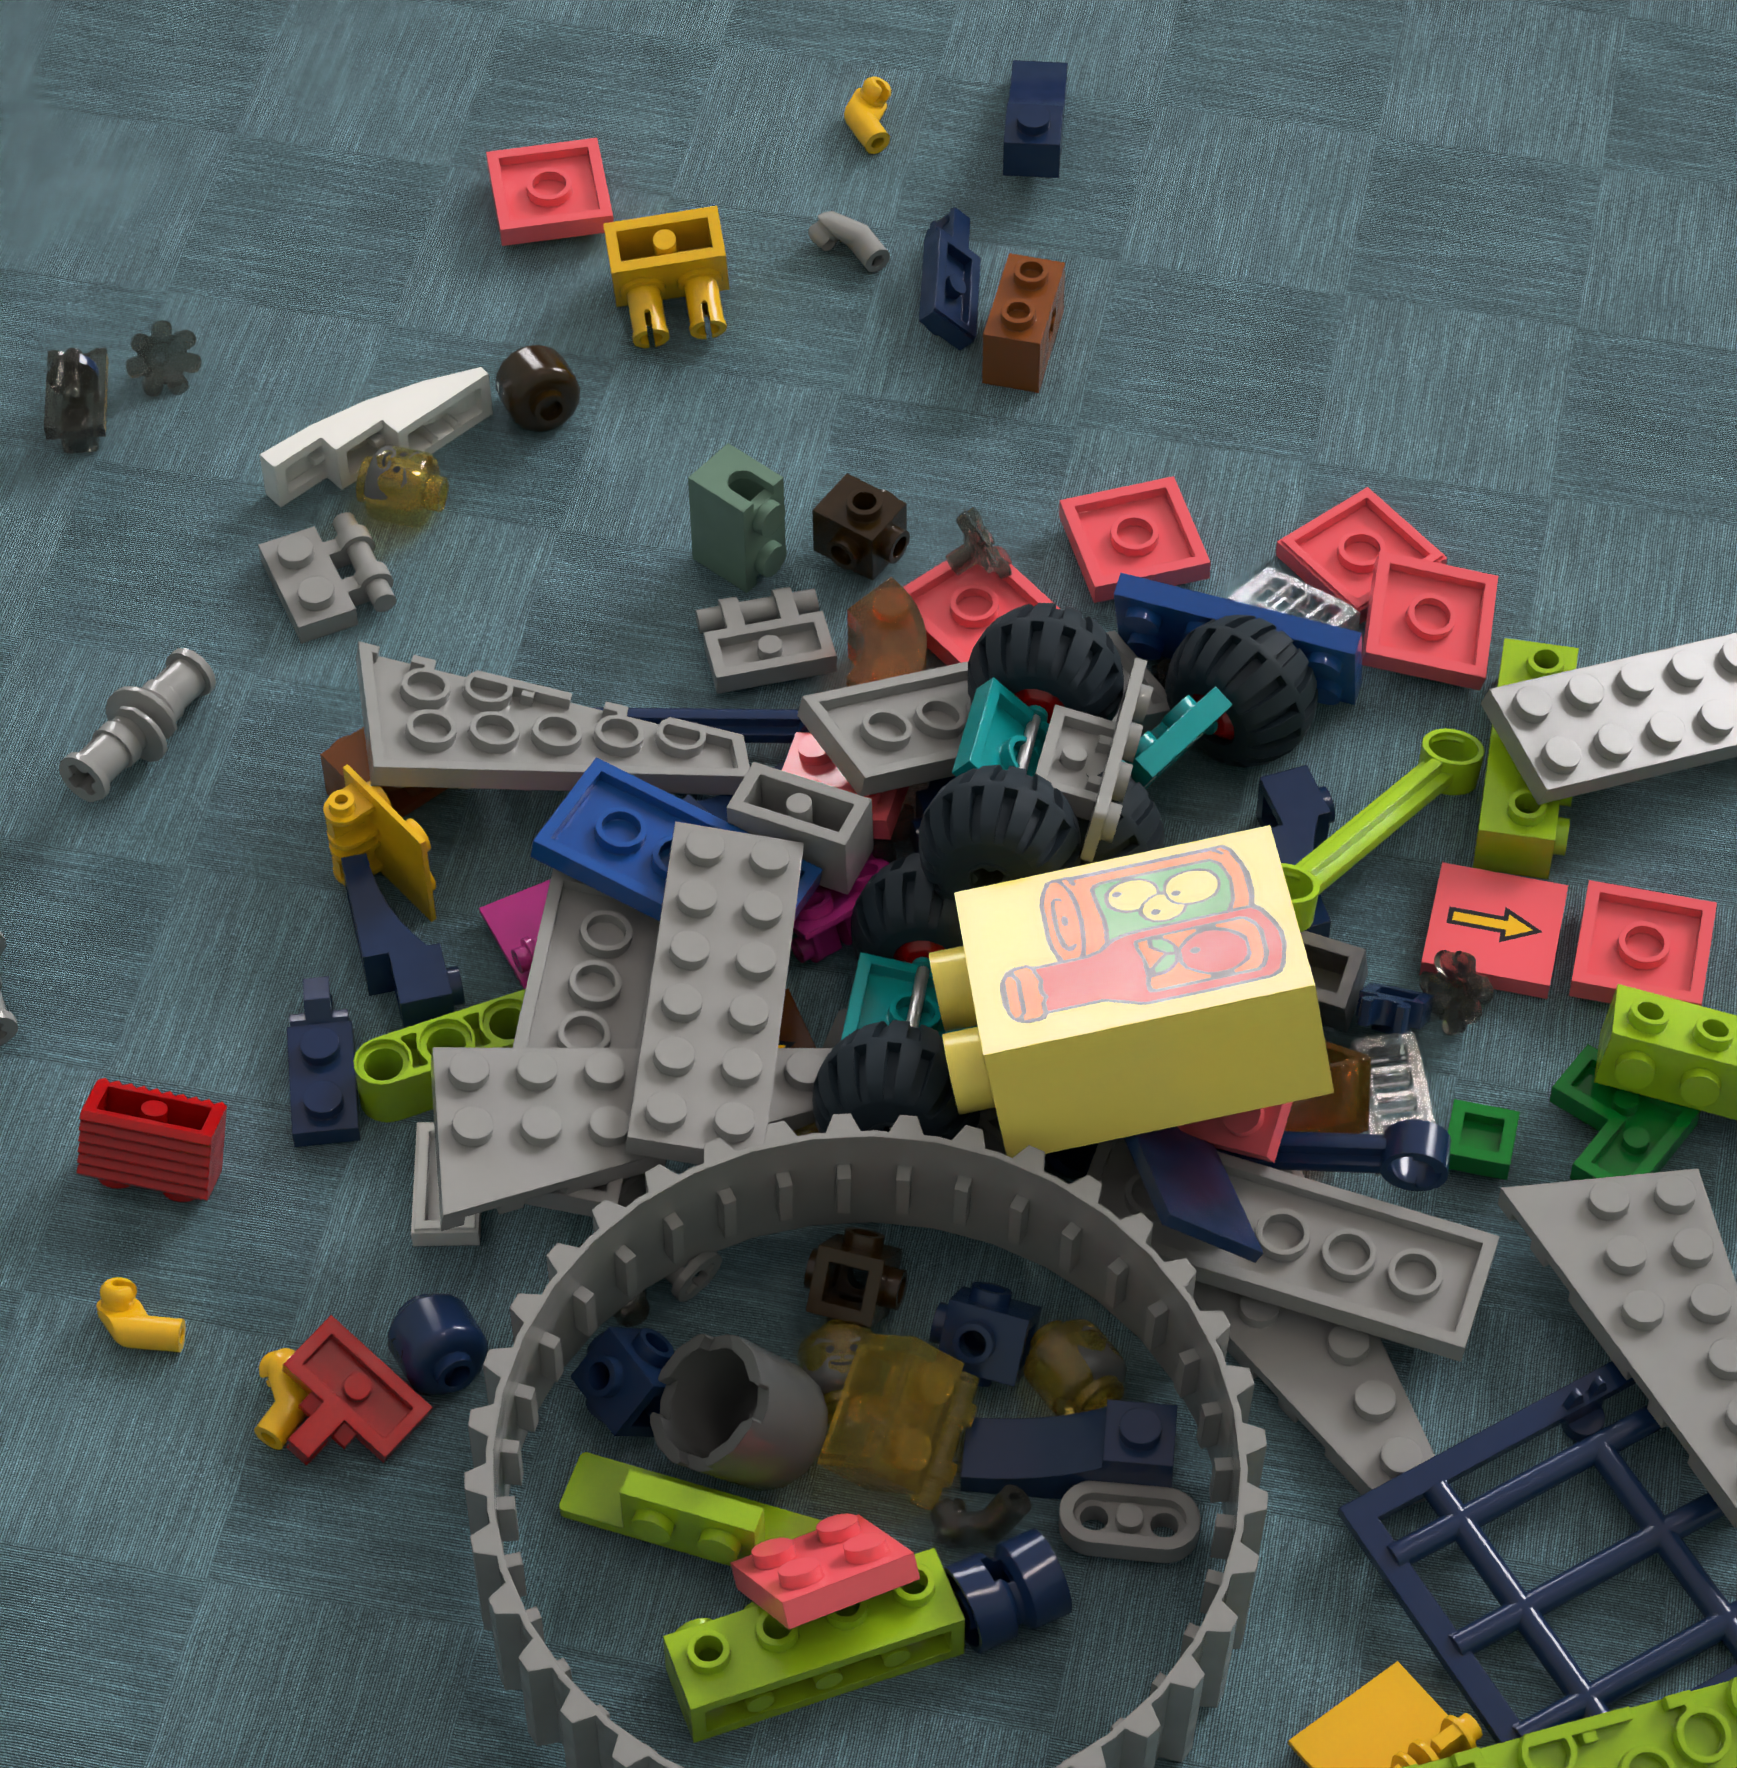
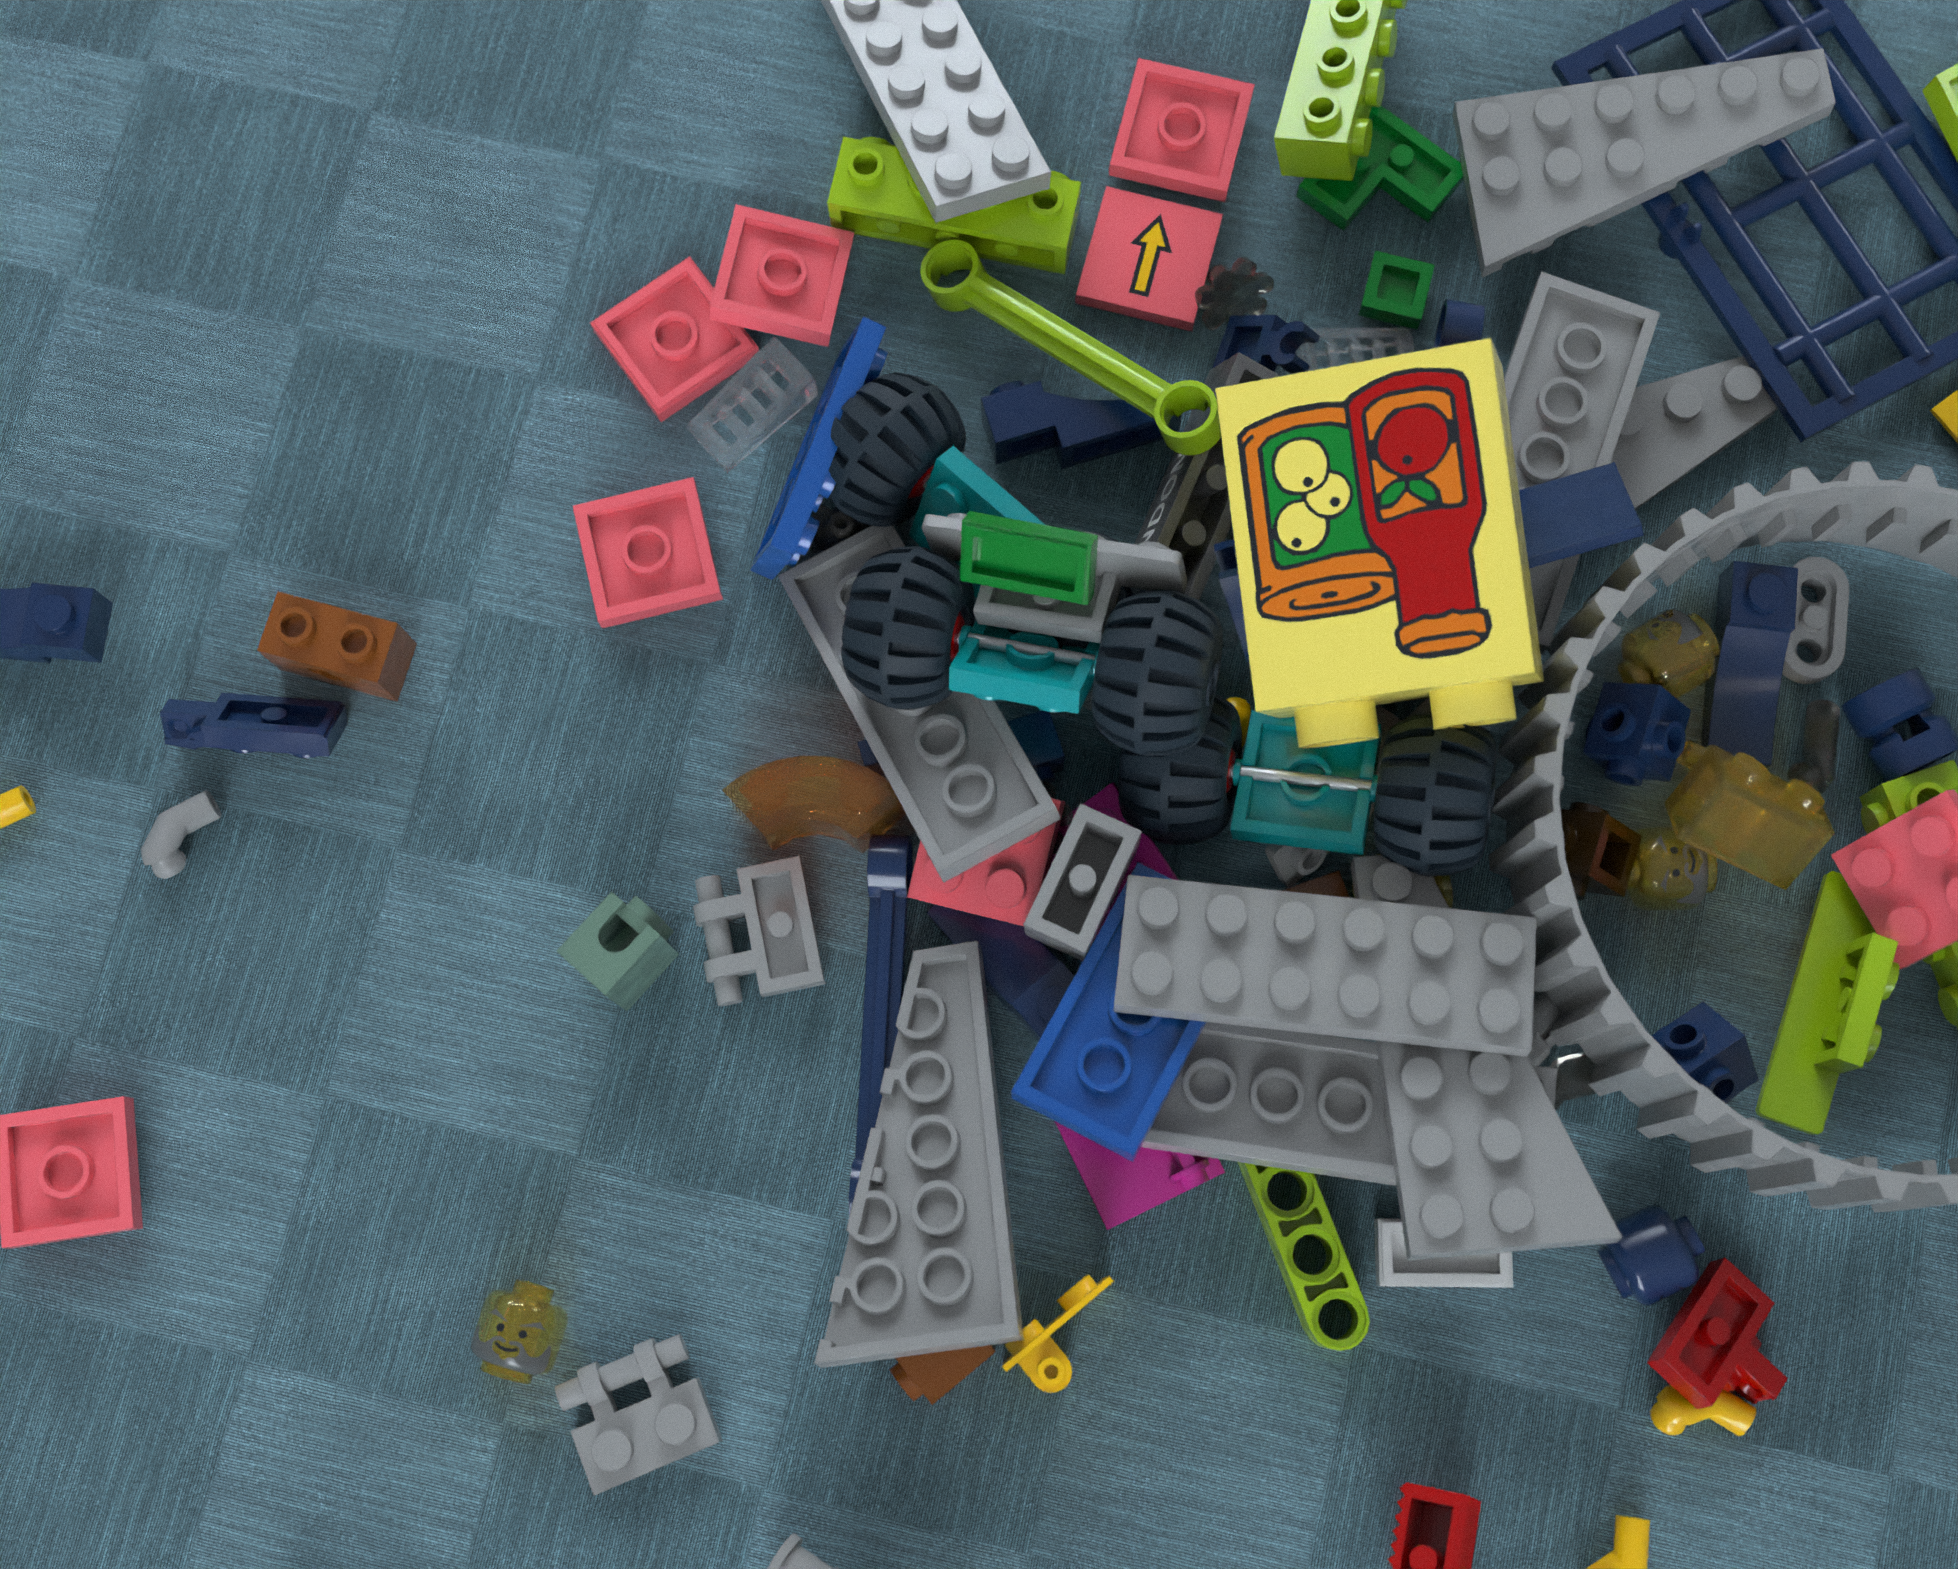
camera: 85 degrees left, 25 degrees up
(322, 1070) = (1309, 1388): dark blue hinge -> none
(396, 957) = (1214, 1286): dark blue slope -> none
(412, 417) = (430, 1337): white slope -> none
(535, 384) = (385, 1180): dark brown head -> none
(665, 260) = (206, 1035): yellow brick -> none
(739, 1413) = (1766, 956): dark grey cylinder -> none
(860, 527) = (634, 844): dark brown brick -> none
(963, 606) = (734, 713): coral plate -> none
(978, 547) = (680, 700): clear smoke plant -> none
(1100, 720) = (1028, 557): none -> green tile

